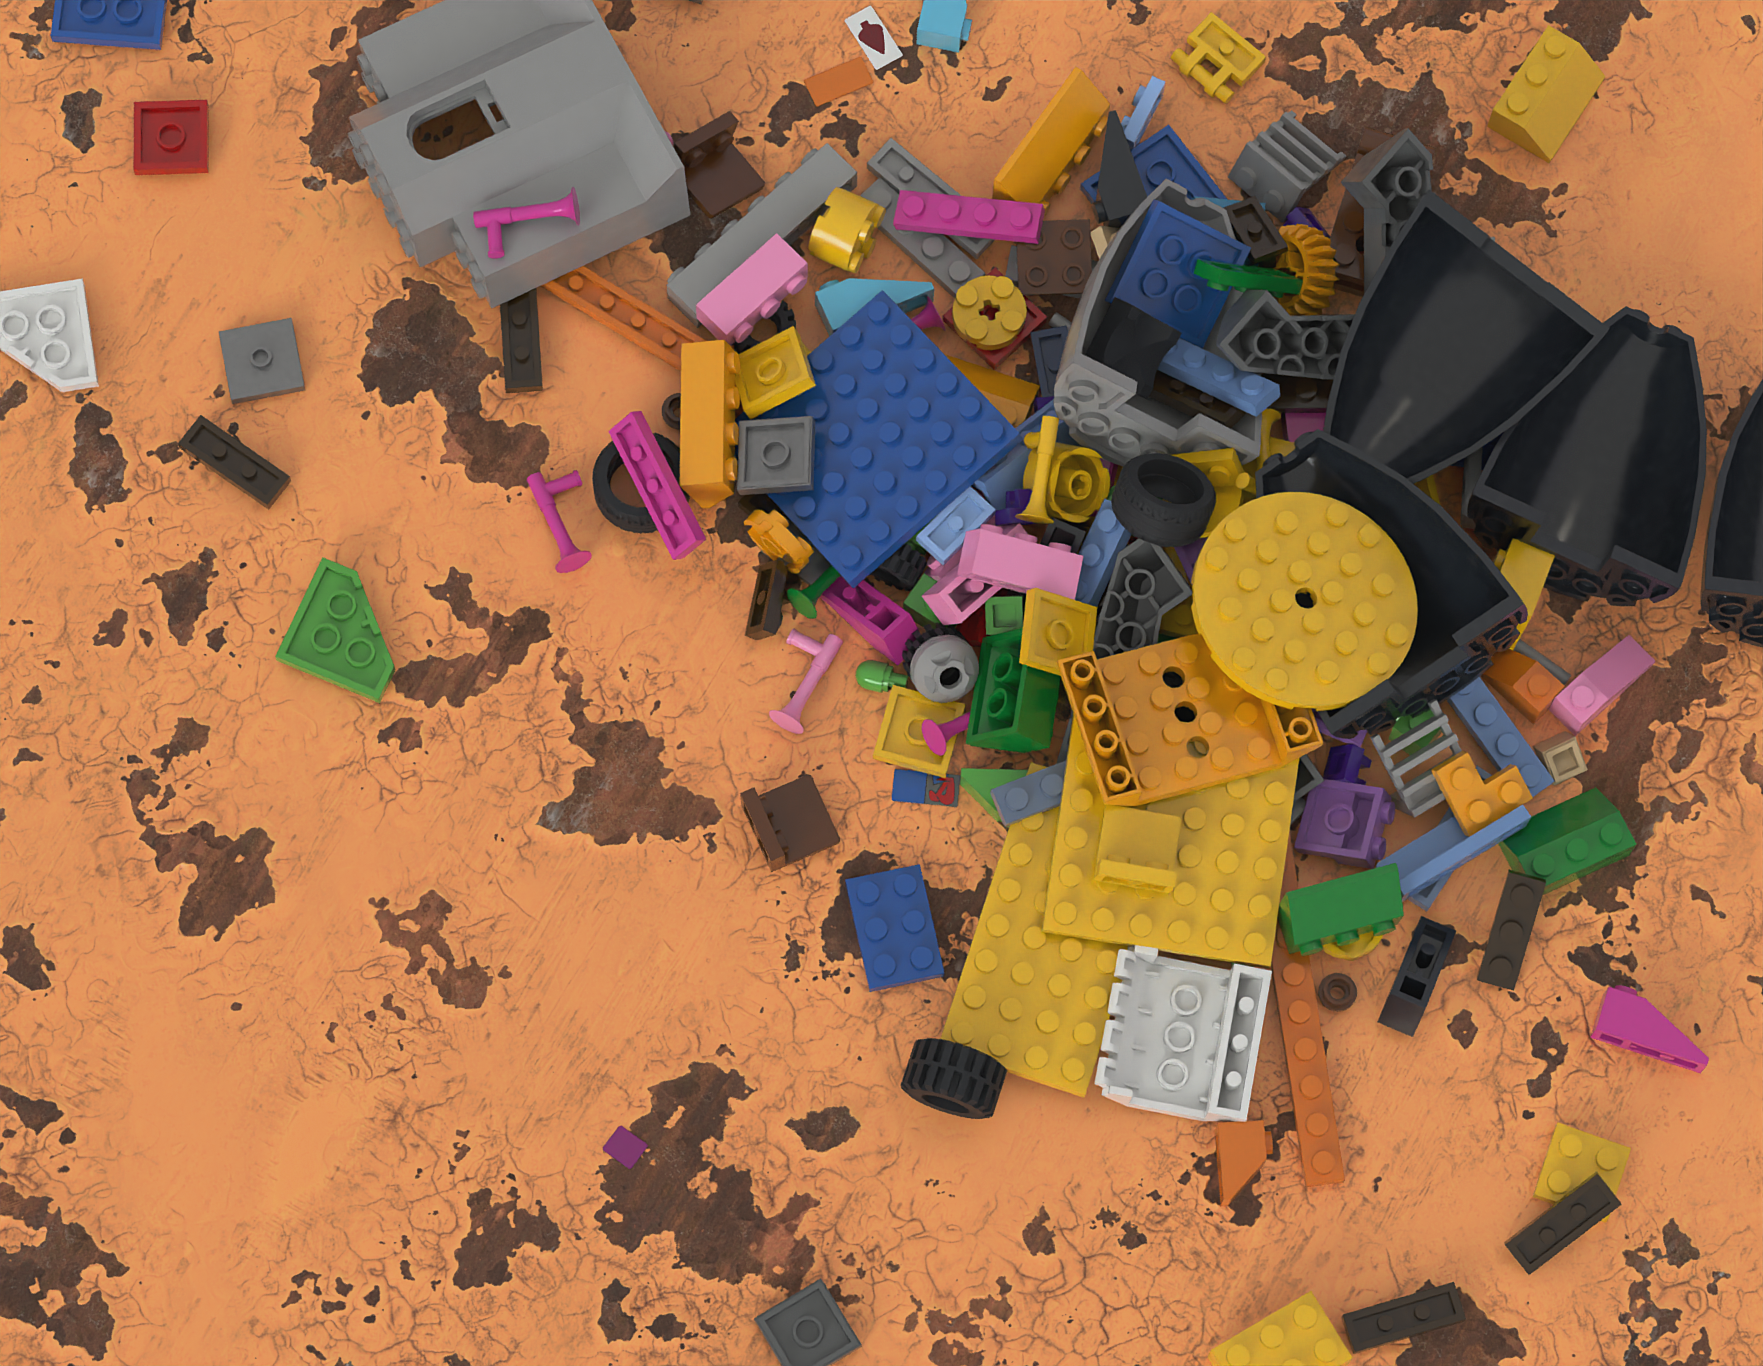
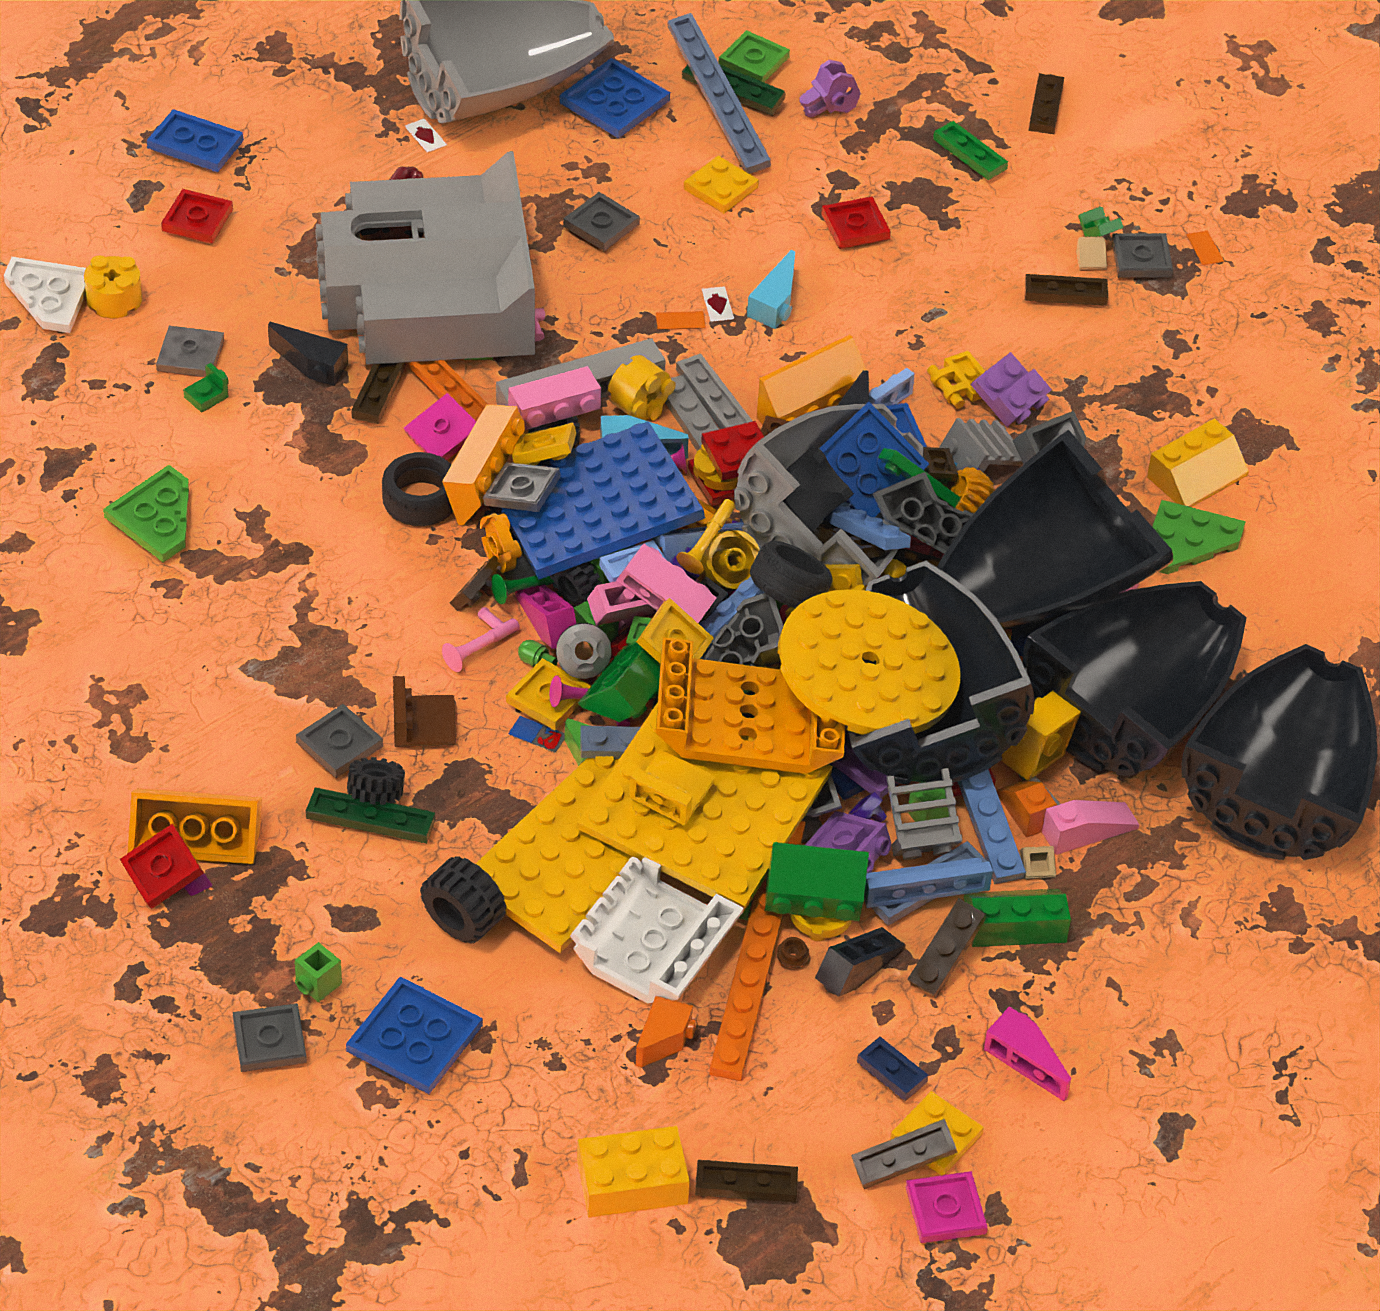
camera: 20 degrees right, 25 degrees down
(118, 279) = (112, 286): none -> yellow brick
(234, 462) = (138, 397): dark brown plate -> none
(312, 416) = (208, 390): none -> green bracket
(422, 316) = (310, 353): none -> black slope
(494, 218) = (386, 289): dark pink piece -> none
(570, 556) = (346, 518): dark pink piece -> none
(585, 1152) = (161, 866): none -> red plate
(595, 1077) = (210, 824): none -> light orange slope
(627, 374) = (441, 428): none -> dark pink plate
(657, 485) = (426, 479): dark pink plate -> none
(706, 891) = (339, 740): none -> dark grey plate
(715, 168) = (562, 327): reddish brown bracket -> none
(777, 956) = (375, 780): none -> black tyre
(788, 984) = (382, 819): none -> dark green plate
(828, 1233) = (318, 972): none -> bright green brick
(894, 928) = (469, 808): blue plate -> none
(966, 1267) = (414, 1035): none -> blue plate
(969, 216) = (733, 403): dark pink plate -> none
(1006, 293) = (729, 446): none -> red plate
(1287, 58) = (1011, 390): none -> medium lavender plate
(1478, 801) = (949, 844): light orange plate -> none
(1505, 1108) = (892, 1068): none -> dark blue plate
(1568, 207) = (1195, 533): none -> bright green plate
(1627, 1267) = (946, 1207): none -> dark pink plate

